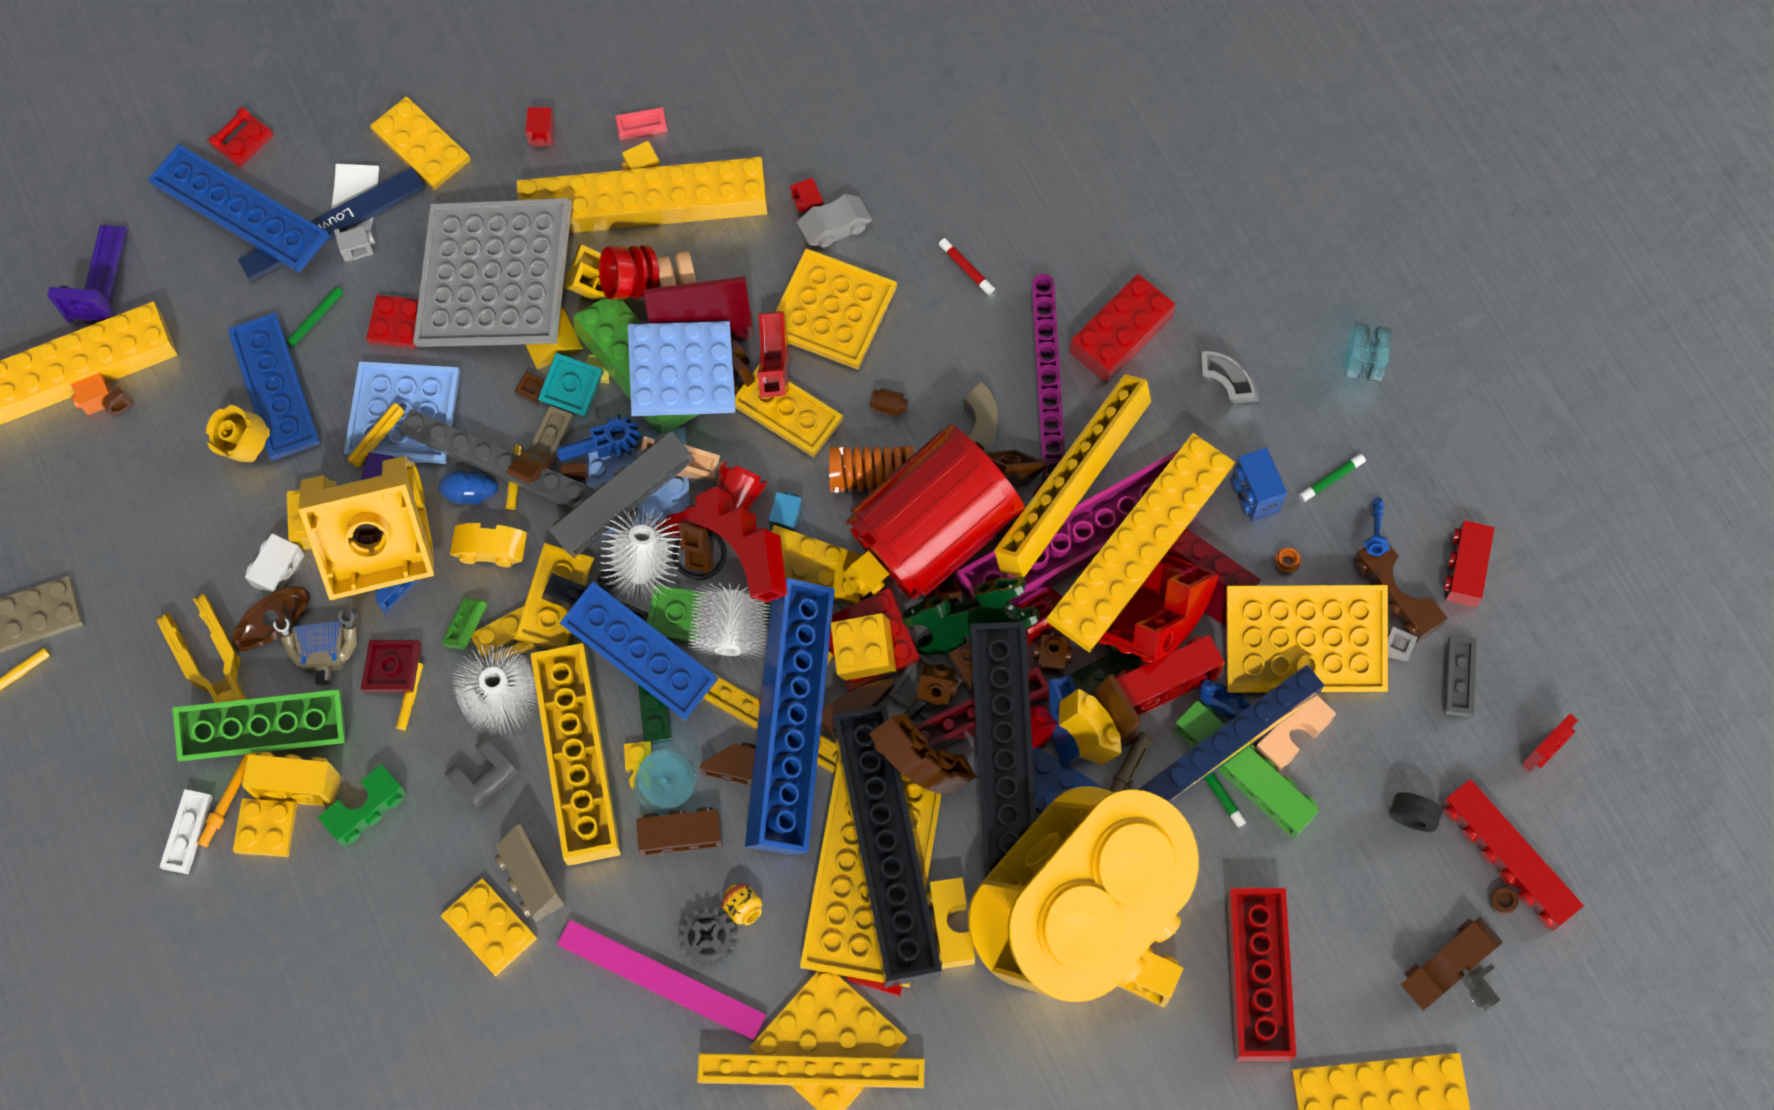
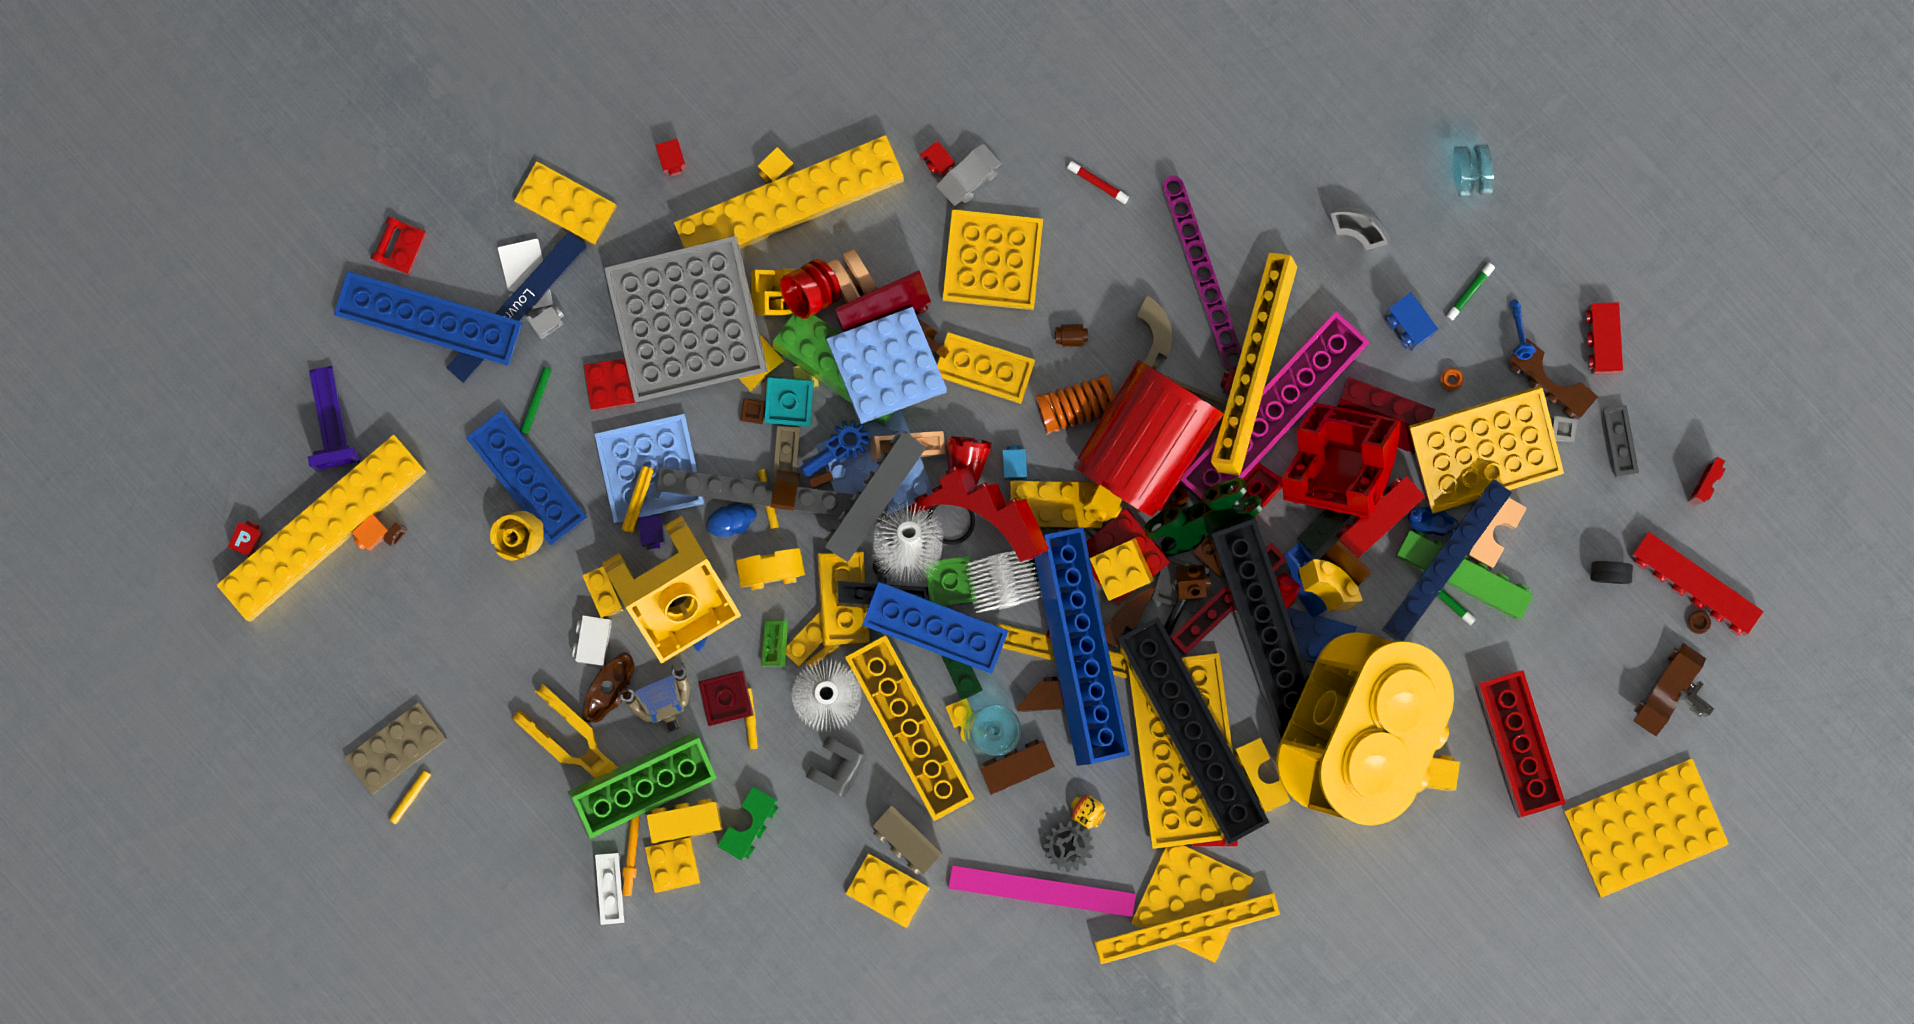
camera: 20 degrees left, 15 degrees up
(641, 123) = (760, 125): coral tile -> none
(697, 548) = (952, 522): reddish brown slope -> none
(773, 355) = (960, 326): red arch -> none
(910, 754) = (1198, 657): reddish brown brick -> none
(1017, 466) = (1192, 366): reddish brown slope -> none
(1052, 654) = (1278, 532): reddish brown brick -> none
(1122, 328) = (1253, 205): red brick -> none
(1124, 778) = (1370, 595): dark tan pin -> none
(1140, 542) = (1328, 409): yellow plate -> none

